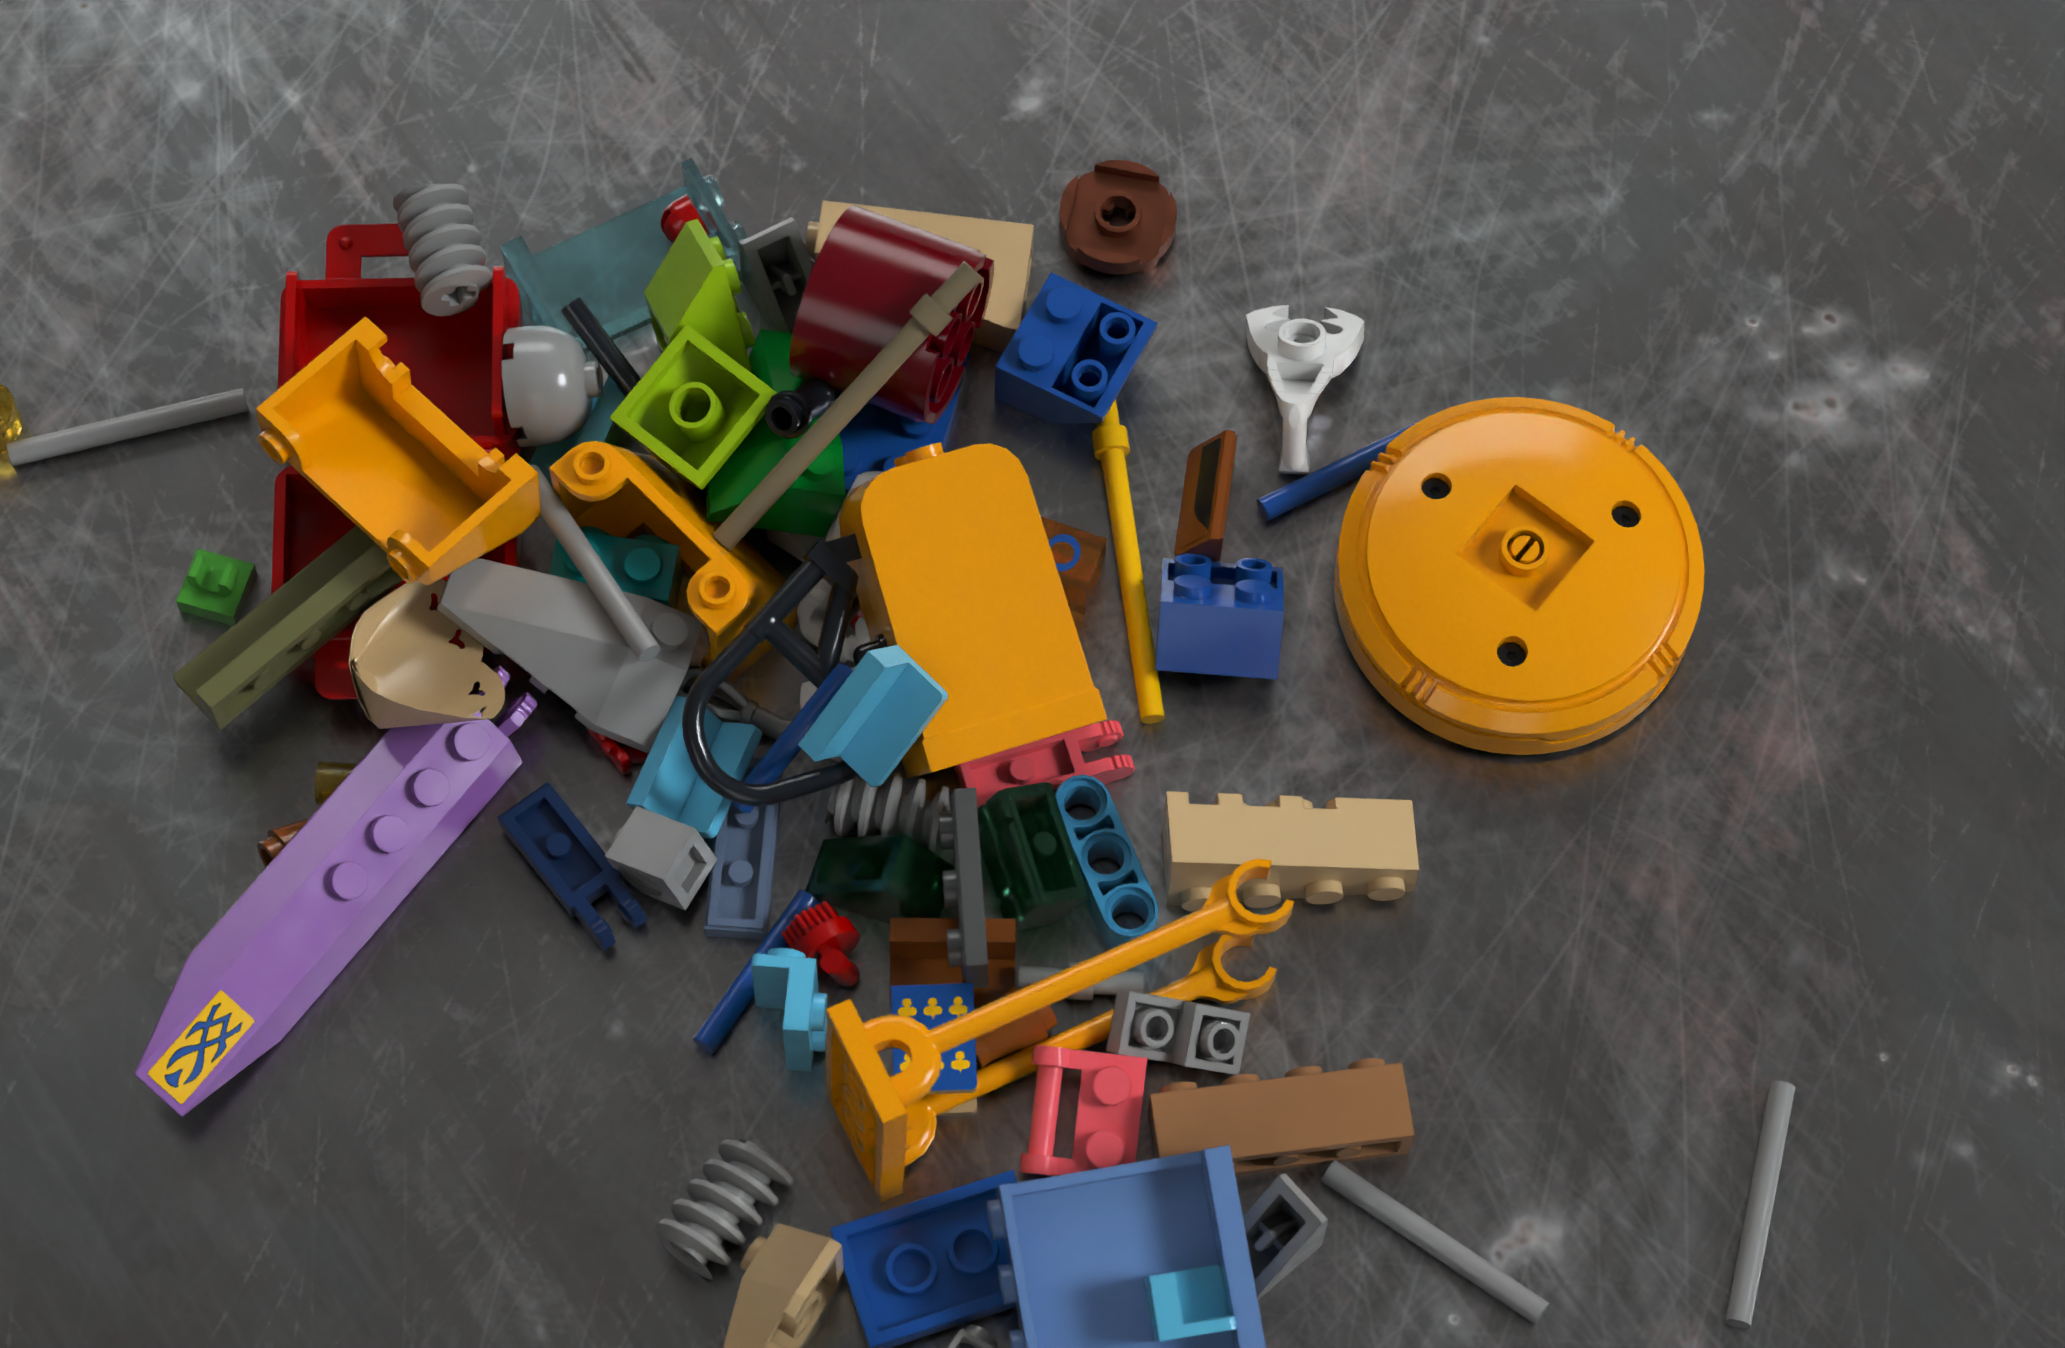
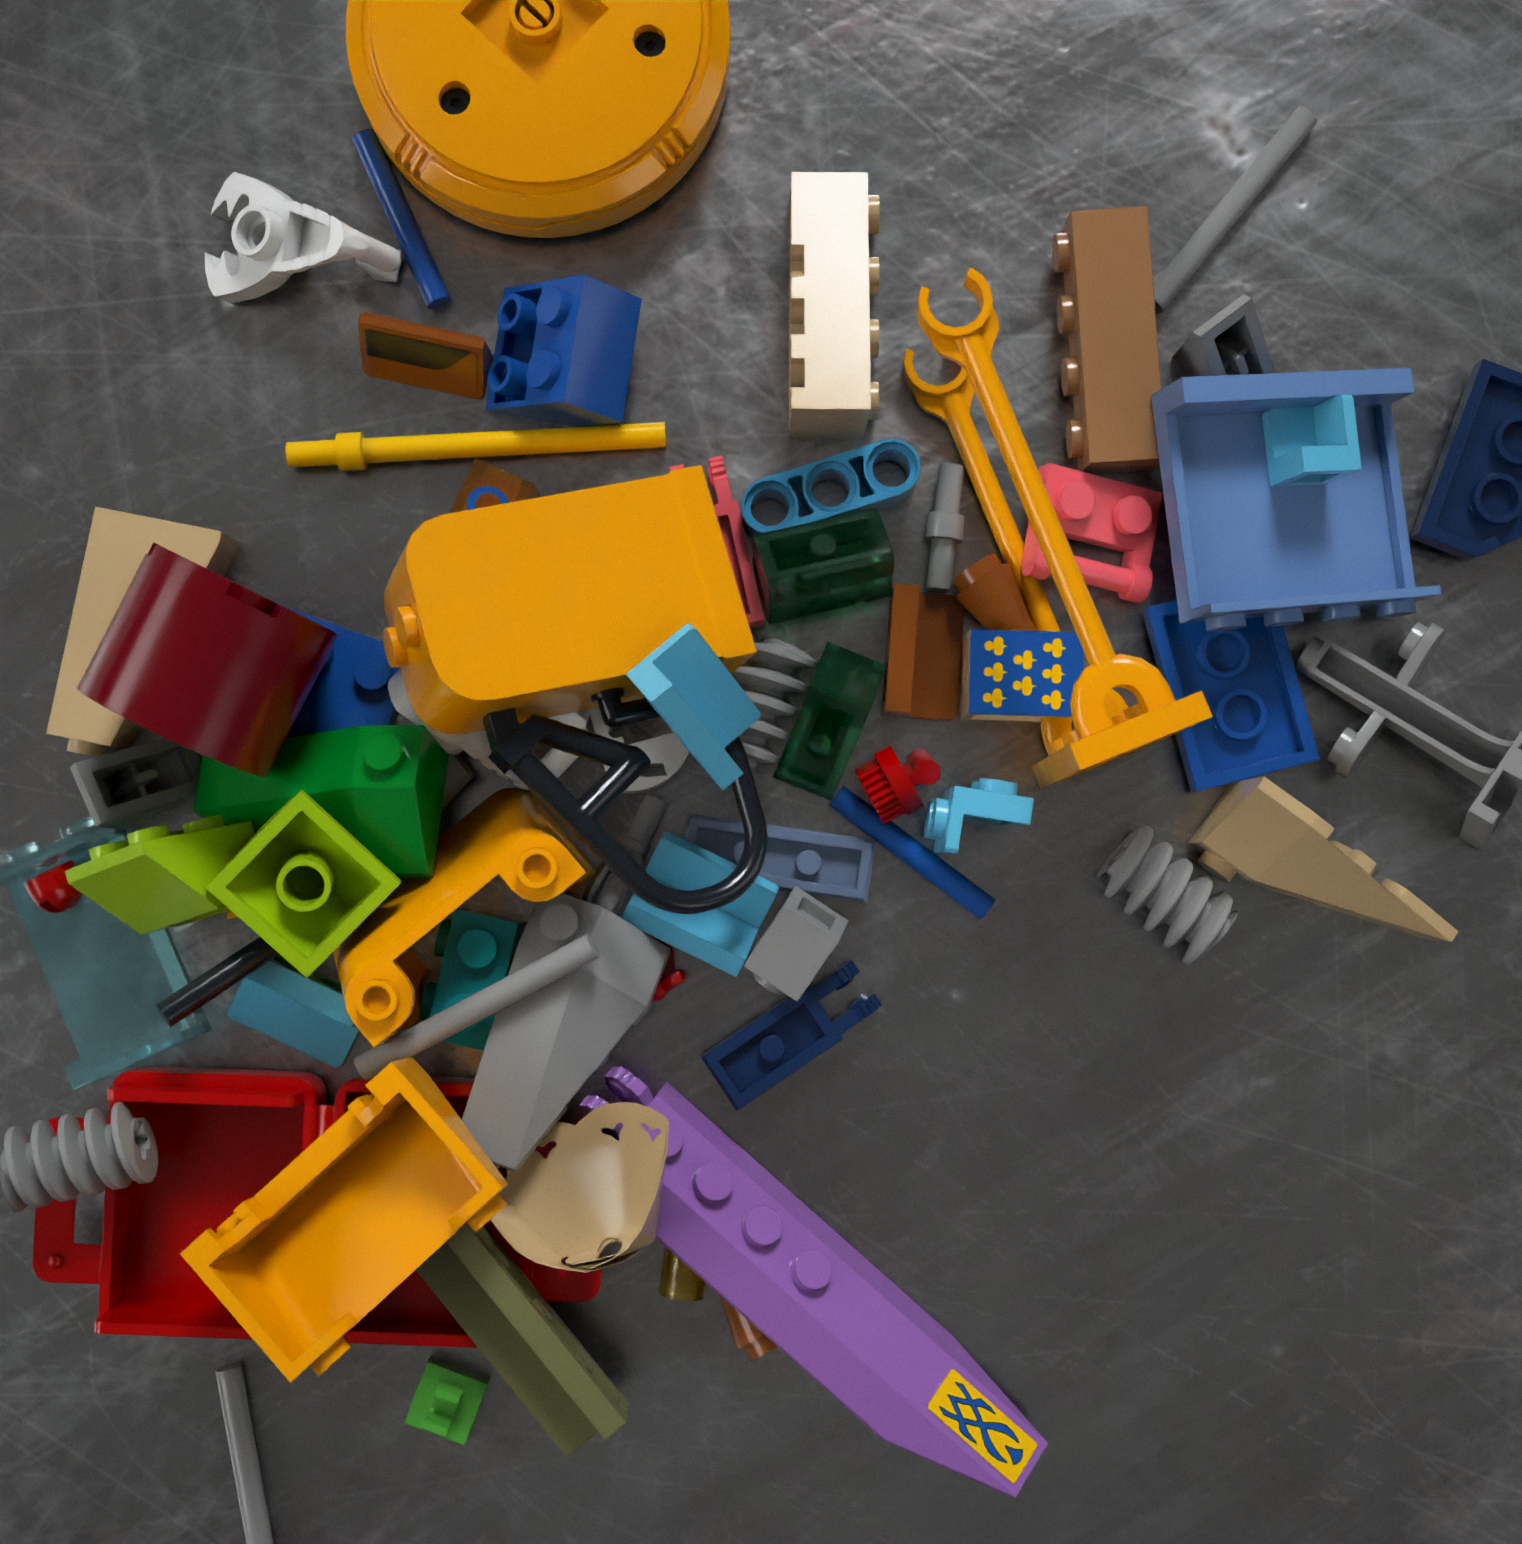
camera: 90 degrees left, 20 degrees up
(548, 384) = (252, 1042): light grey cylinder -> none
(786, 746) = (689, 791): blue bar -> none
(792, 412) = (323, 775): black pin -> none
(929, 317) = (244, 607): dark tan bar -> none
(965, 888) = (872, 628): dark grey tile -> none
(1070, 354) = (253, 476): blue slope -> none
(1110, 248) = (56, 444): copper plate -> none
(1178, 1032) = (1031, 406): light grey slope -> none

